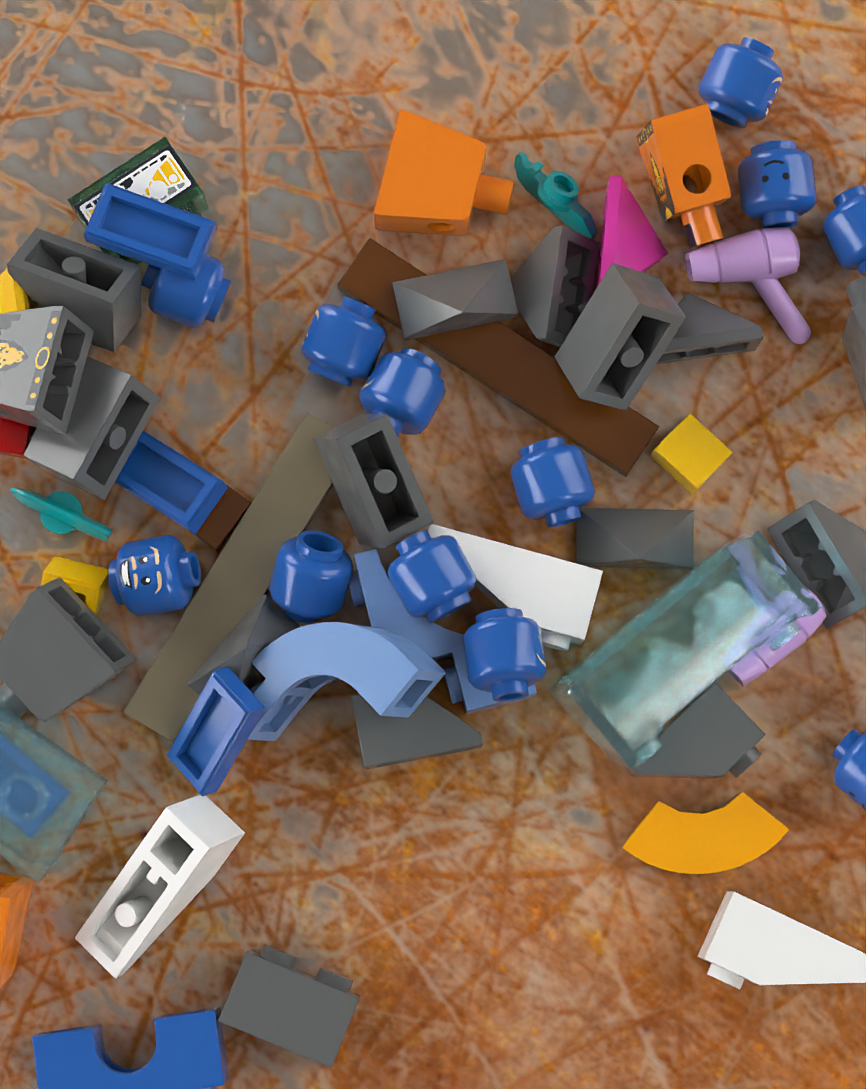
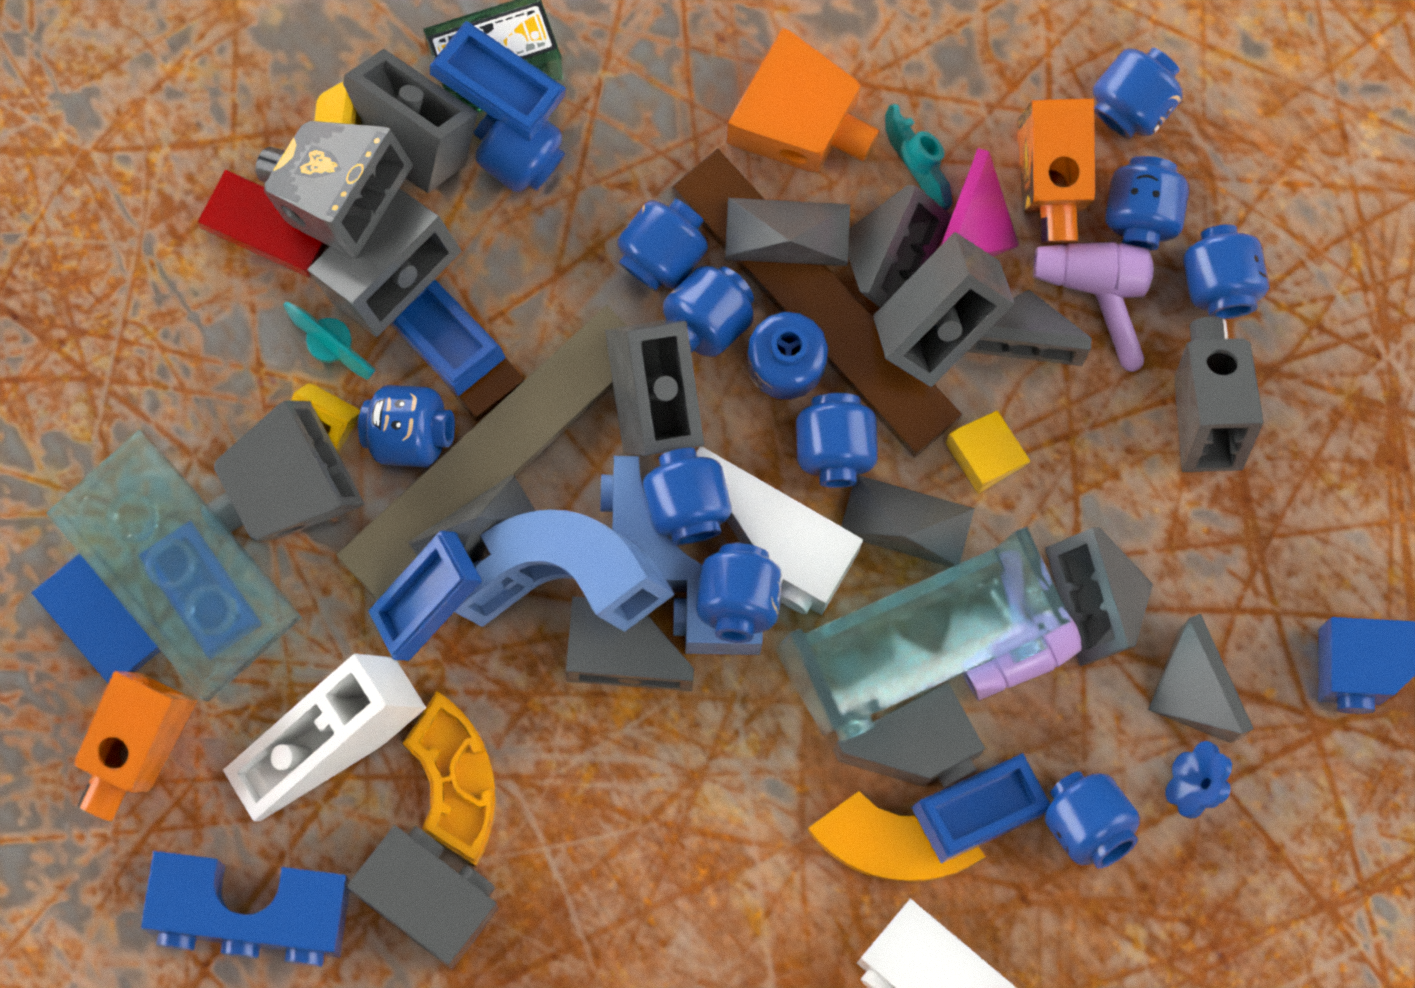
camera: 10 degrees right, 5 degrees down
(292, 887) = (458, 778): none -> light orange tile
(311, 576) = (565, 467): blue head -> none
(483, 396) = (782, 374): none -> blue head
(774, 787) = (981, 808): none -> blue tile

